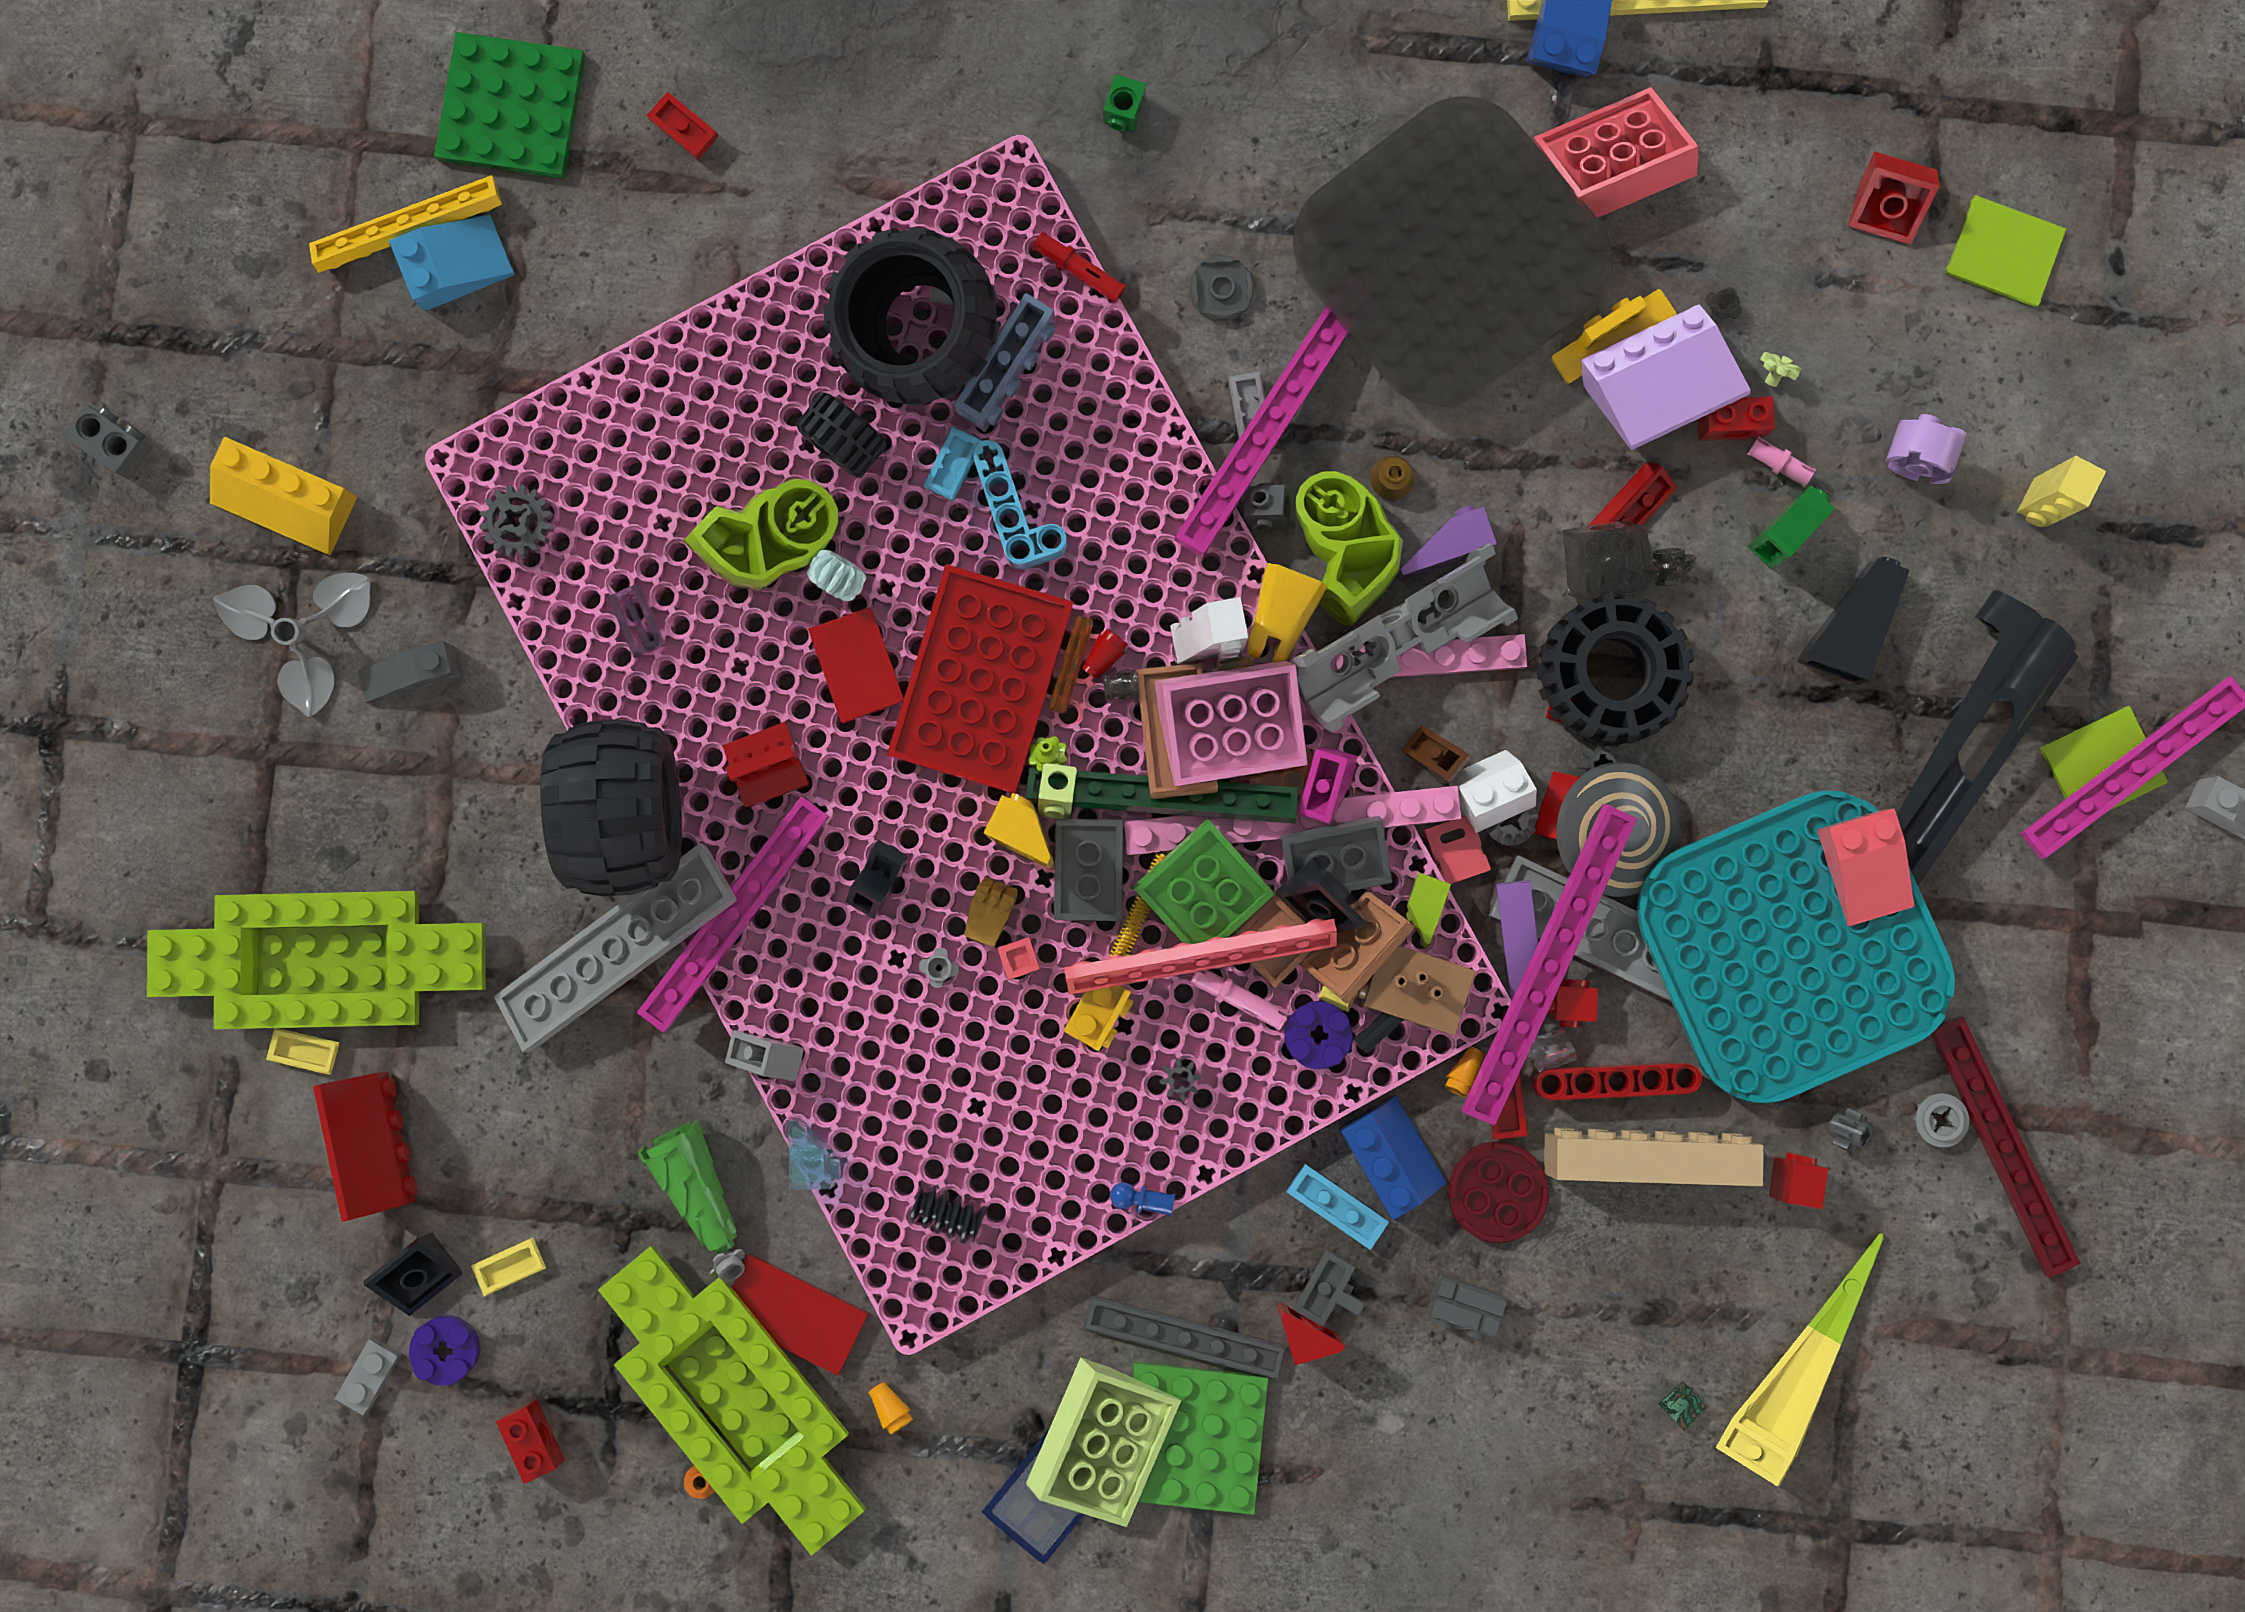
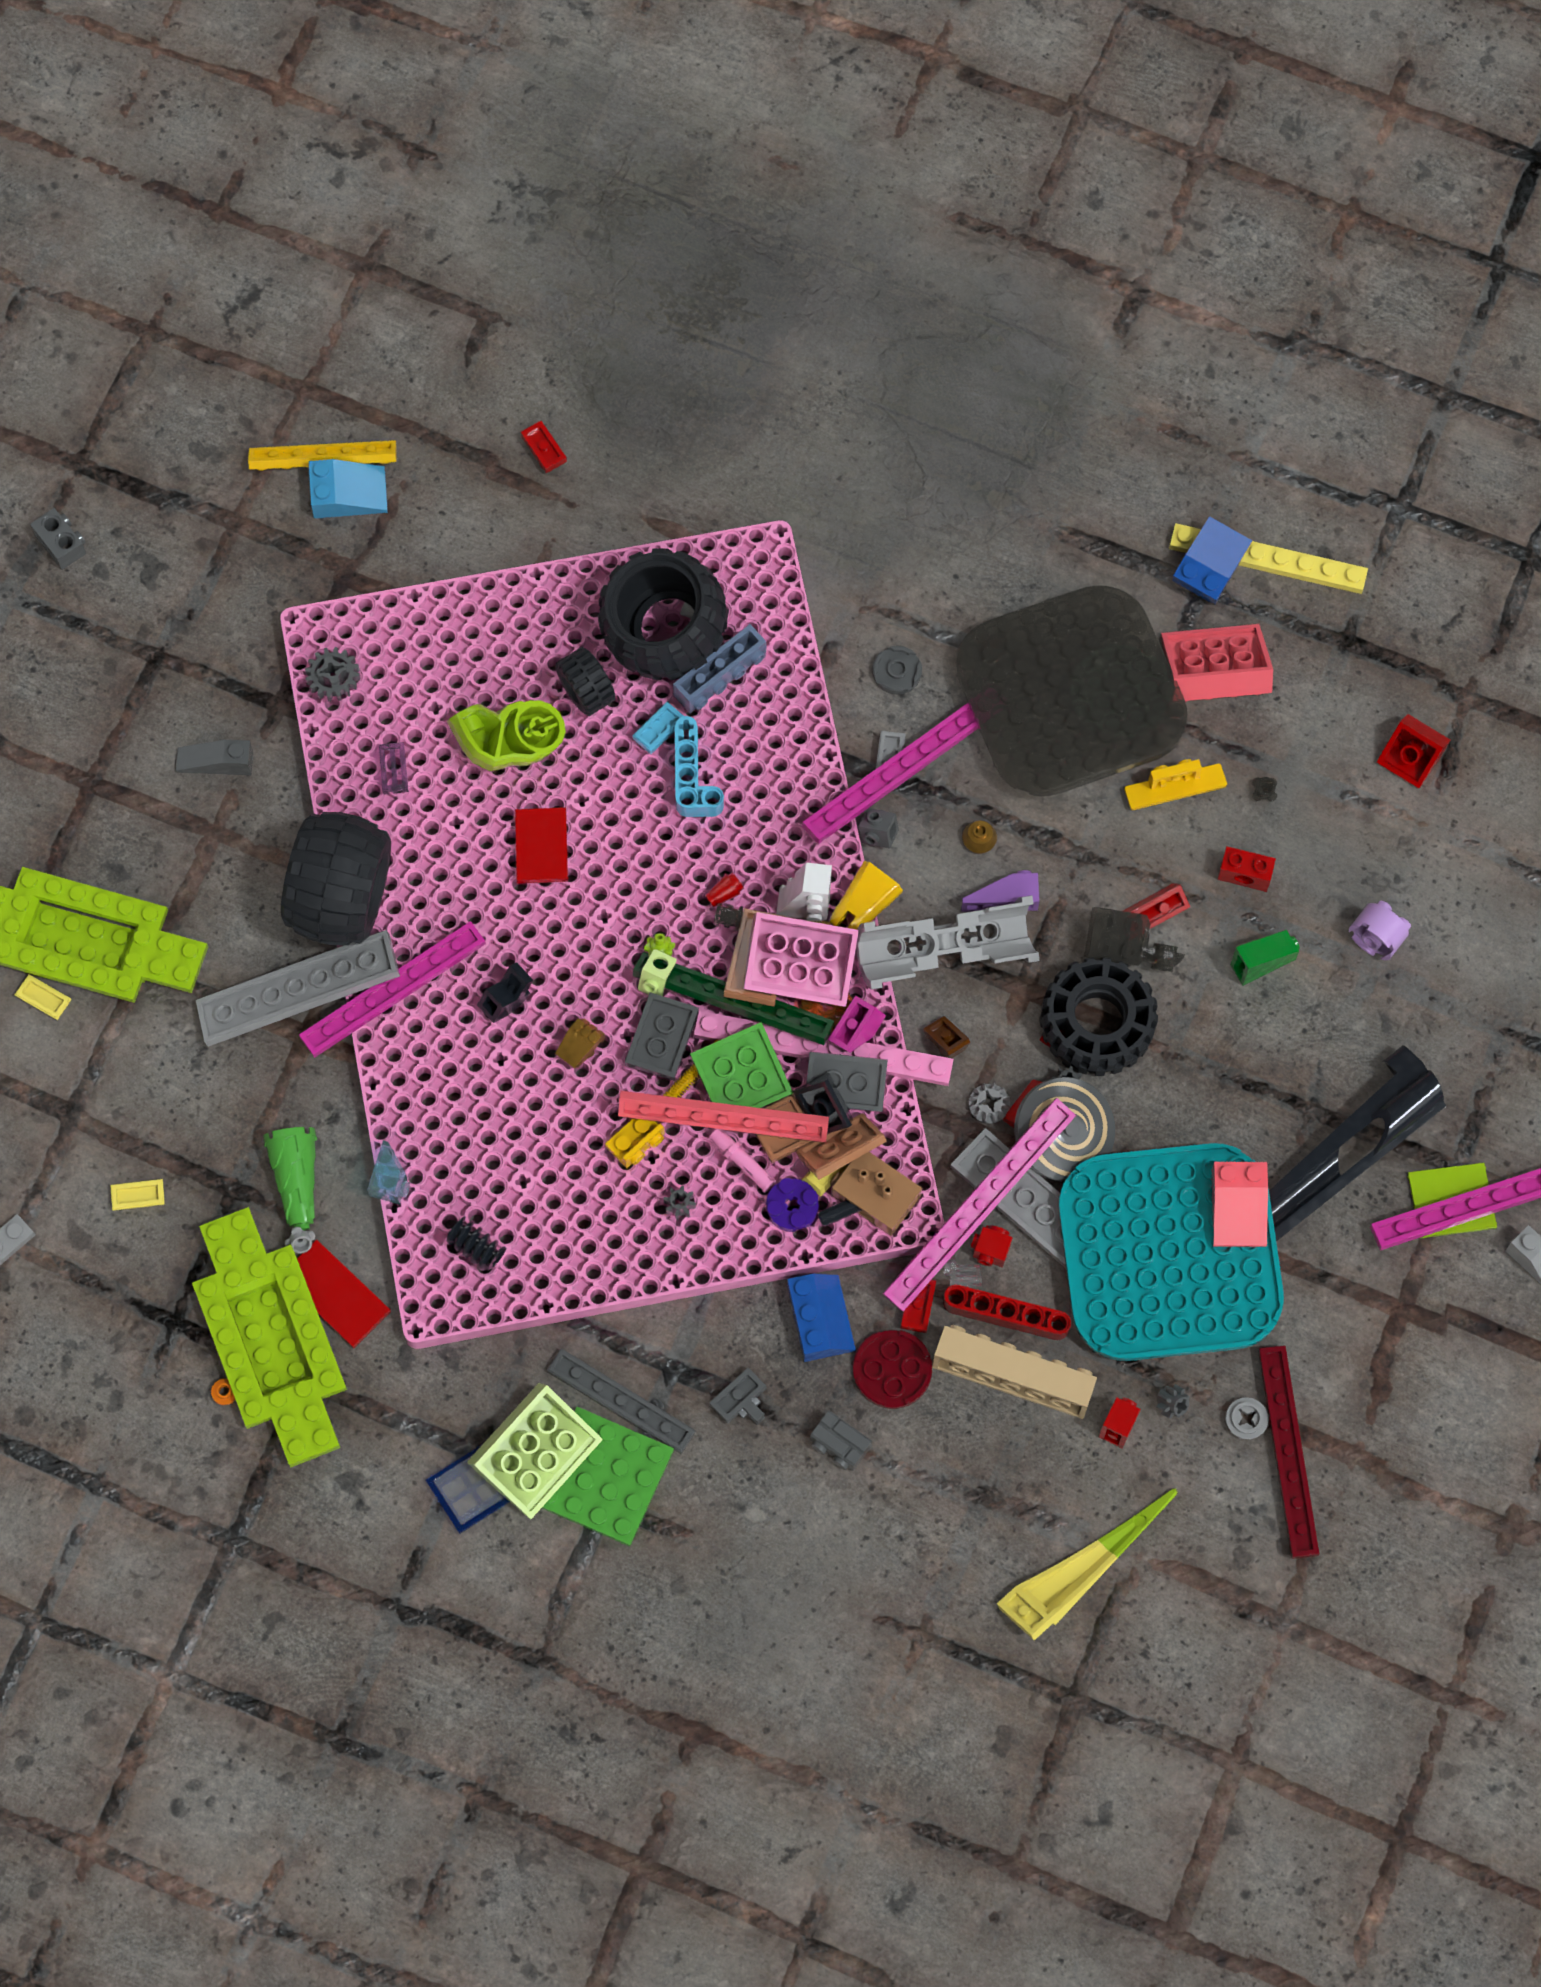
camera: 15 degrees right, 15 degrees down
(279, 496) = (166, 610): yellow slope -> none
(303, 682) = (138, 744): light grey plant -> none
(365, 1145) = (70, 1070): red slope -> none
(414, 1274) = (67, 1176): black slope -> none
(428, 1363) = (76, 1252): dark purple plate -> none
(509, 105) = (425, 398): green plate -> none
(530, 1441) = (110, 1321): red brick -> none
(764, 1056) = (381, 1093): light grey slope -> none
(765, 765) = (451, 894): red bracket -> none
(836, 575) = (548, 776): light aqua gear -> none
(890, 1408) = (384, 1385): light orange cone -> none
(929, 967) = (529, 1065): light grey plate -> none
(980, 679) = (628, 881): red plate -> none
(1018, 958) = (589, 1082): coral plate -> none
(1019, 830) = (618, 983): yellow slope -> none
(1067, 259) = (789, 613): red pin -> none
(1071, 664) = (697, 891): clear orange axle -> none
(1124, 90) = (872, 515): green brick -> none
(1124, 1196) = (611, 1274): blue pin -> none
(1306, 1338) = (713, 1421): red slope -> none
(1337, 1206) = (767, 1339): medium azure plate -> none
(1355, 540) = (934, 866): lime piece -> none
(1426, 905) = (902, 1136): lime slope -> none
(1459, 657) = (982, 975): bright pink plate -> none
(1460, 857) = (941, 1119): coral piece -> none
(1464, 1072) = (890, 1272): light orange cone -> none
(1494, 790) = (981, 1077): white slope -> none
(1517, 928) = (967, 1175): medium lavender tile -> none
(1664, 377) = (1199, 821): lavender slope -> none
(1683, 1405) = (982, 1569): clear green tile -> none
(1779, 368) = (1291, 844): yellowish green plant -> none
(1781, 461) = (1272, 909): bright pink pin -> none
(1857, 627) = (1291, 1042): black slope -> none
(2005, 251) = (1489, 814): lime piece -> none
(2061, 492) = (1467, 986): light yellow brick -> none

